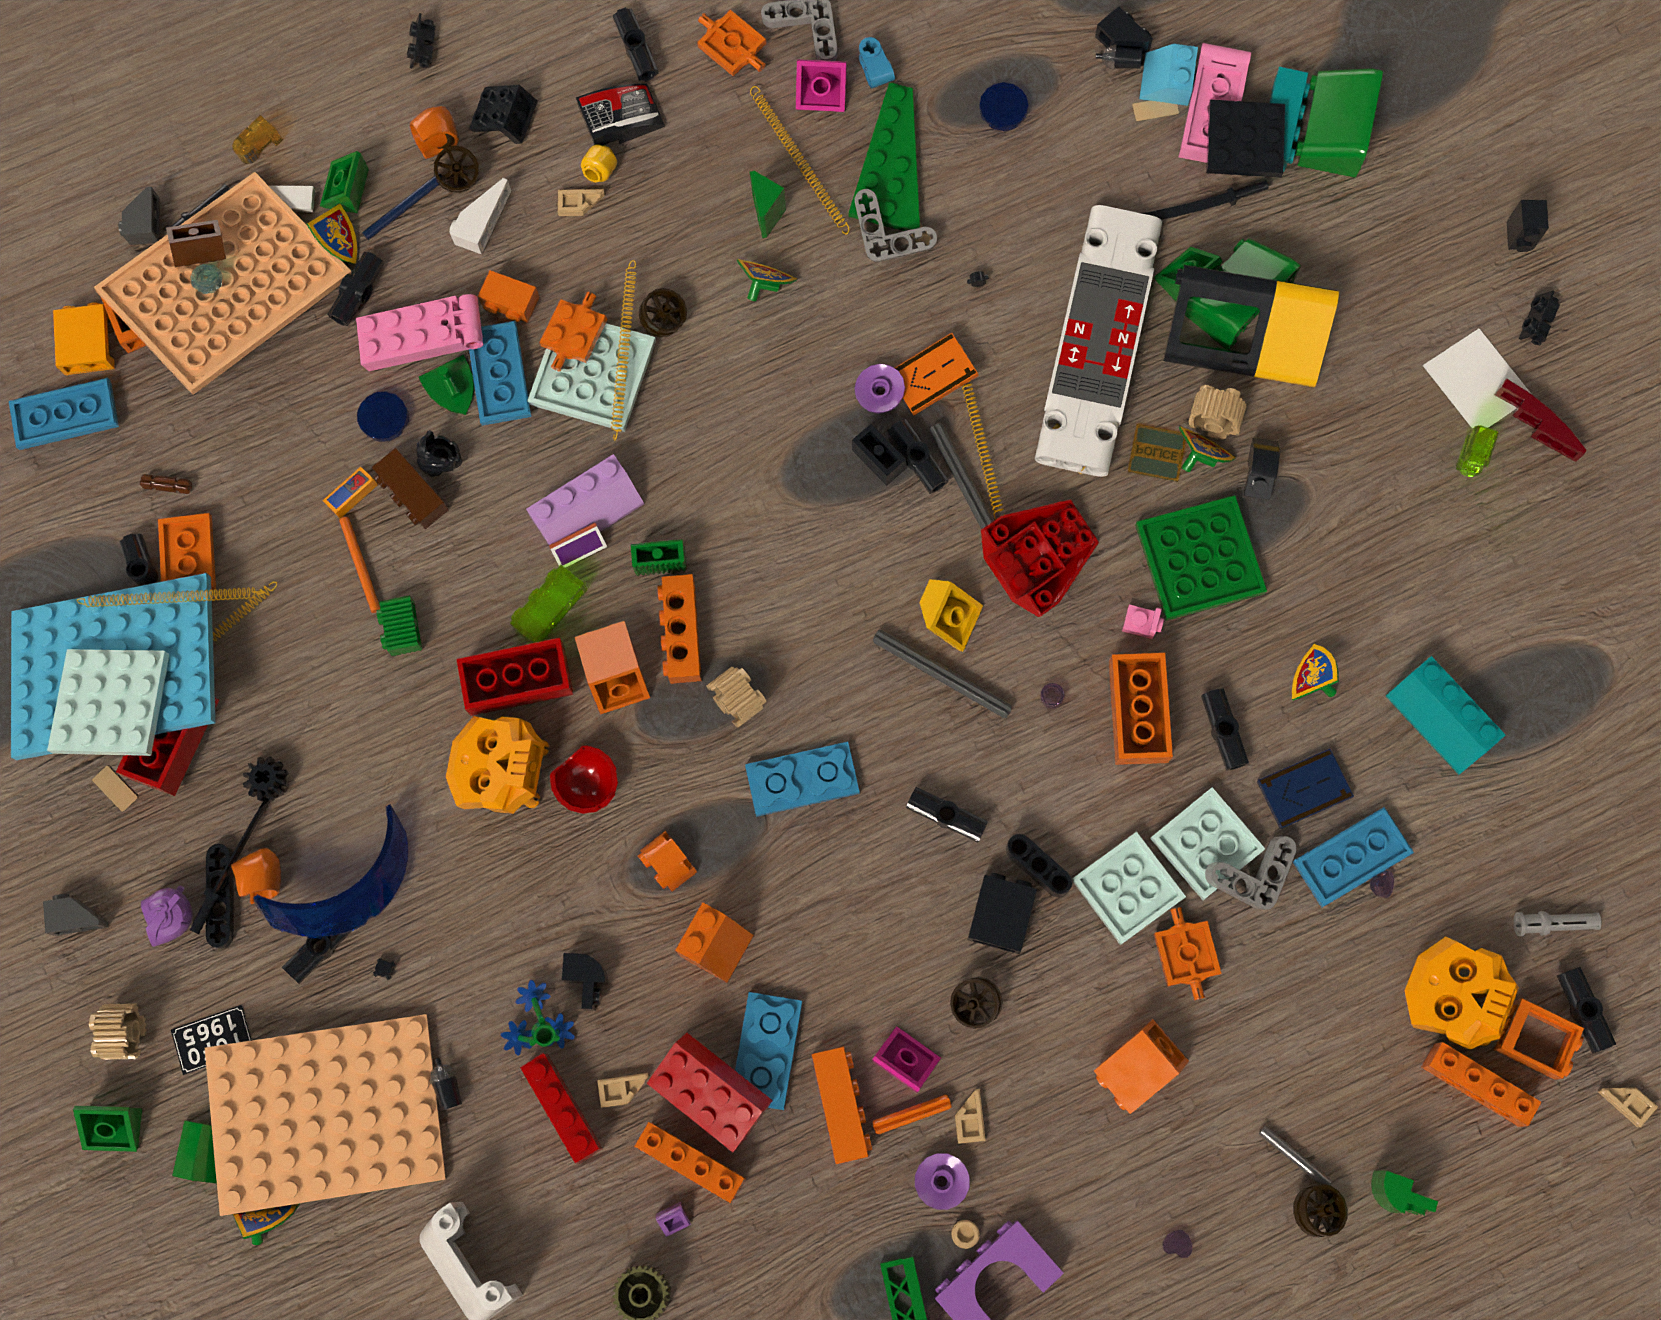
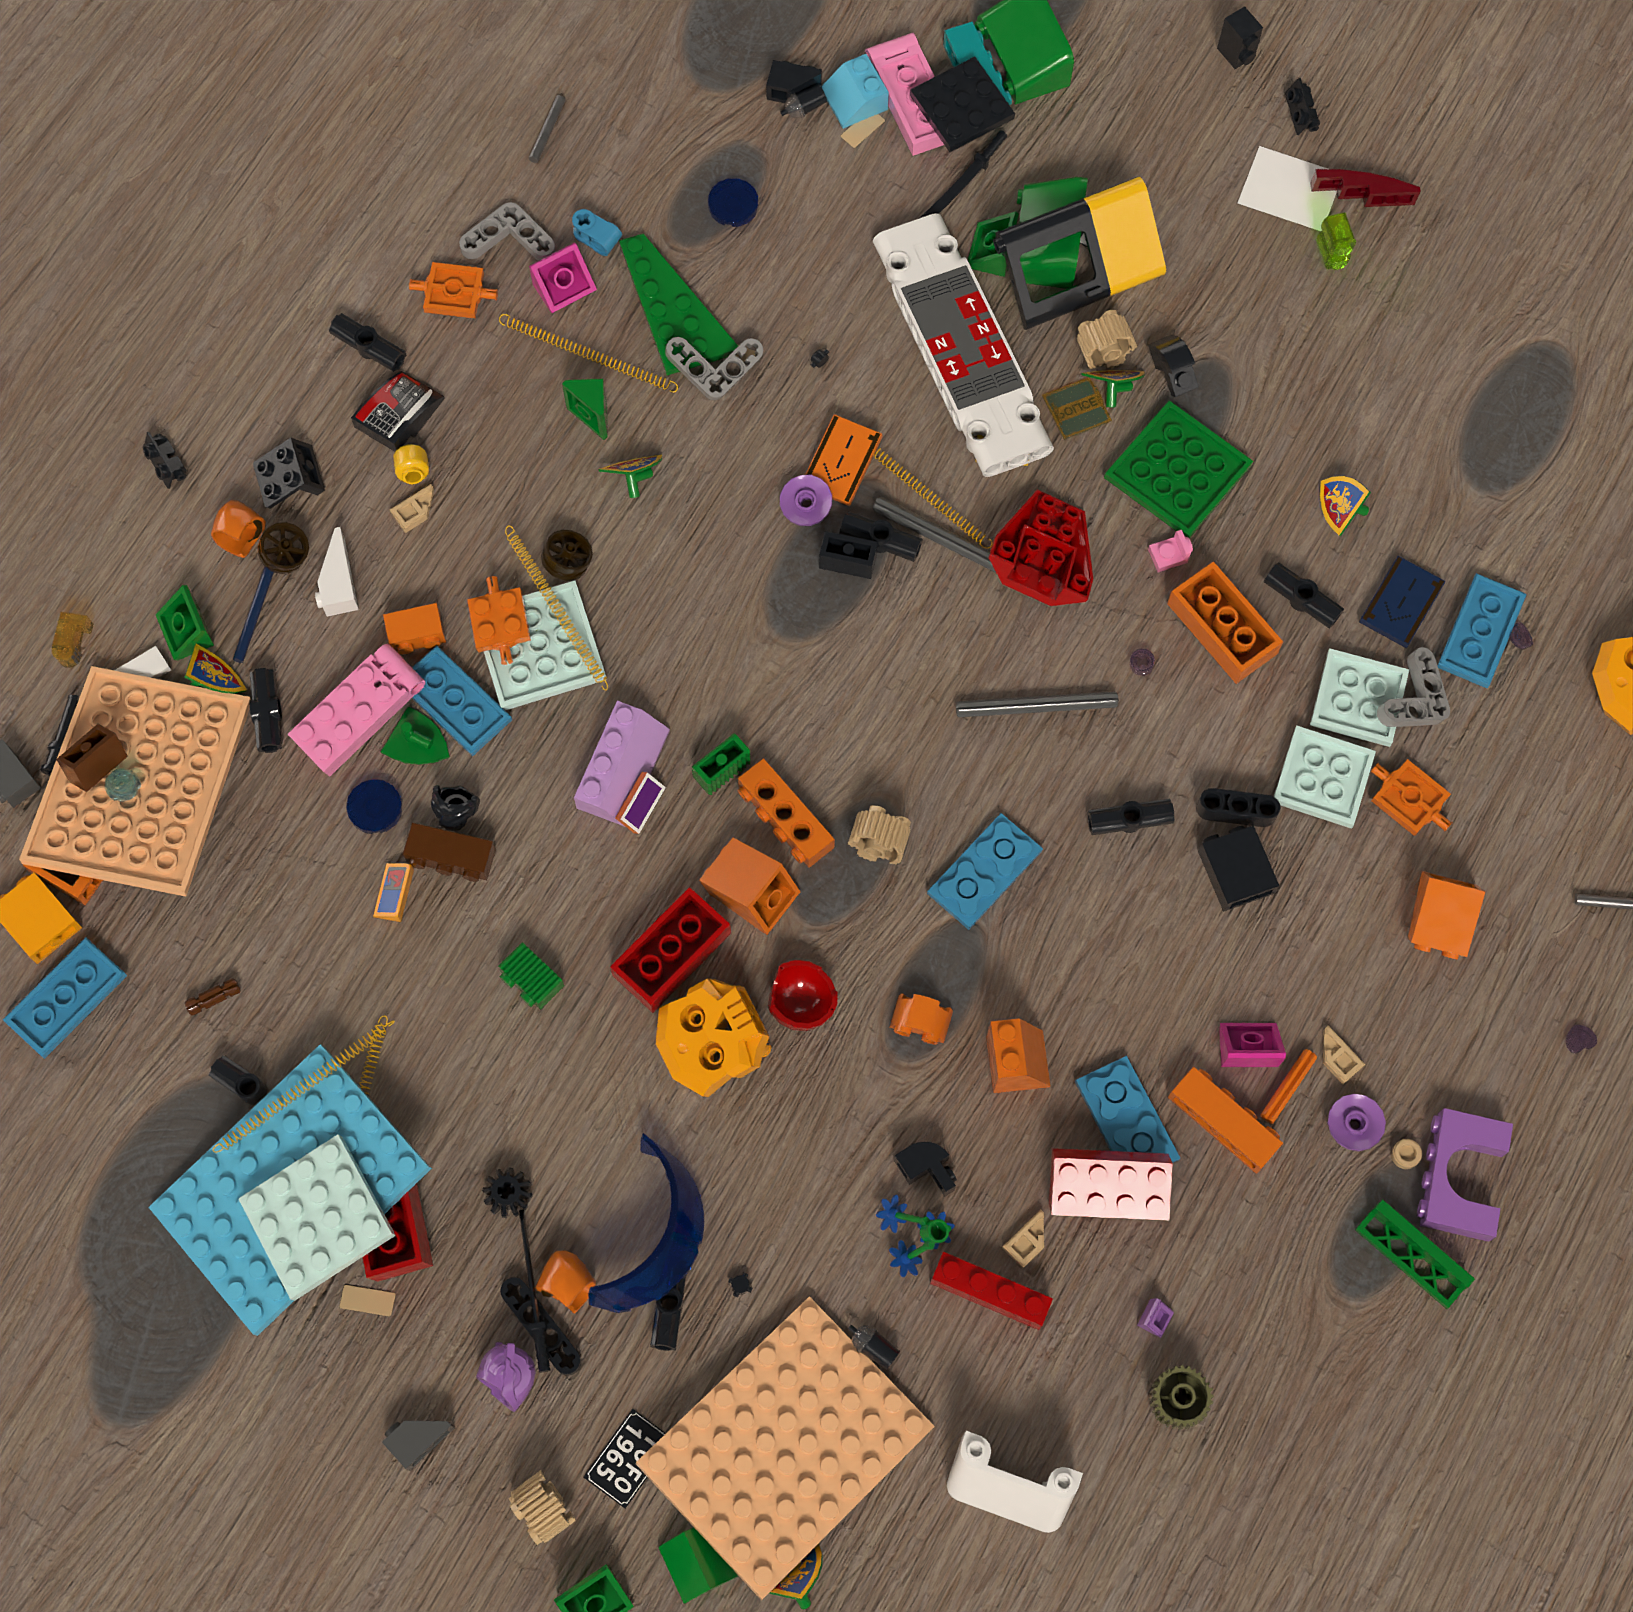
camera: 40 degrees left, 5 degrees down
(186, 547) = (275, 1039): orange plate -> none
(359, 564) = (450, 949): orange bar -> none
(548, 605) = (651, 870): clear neon green brick -> none
(690, 1162) = (1136, 1257): orange brick -> none
(949, 612) = (1005, 646): yellow slope -> none
(976, 1002) = (1273, 954): dark brown wheel -> none
(1445, 715) = (1468, 468): teal slope -> none

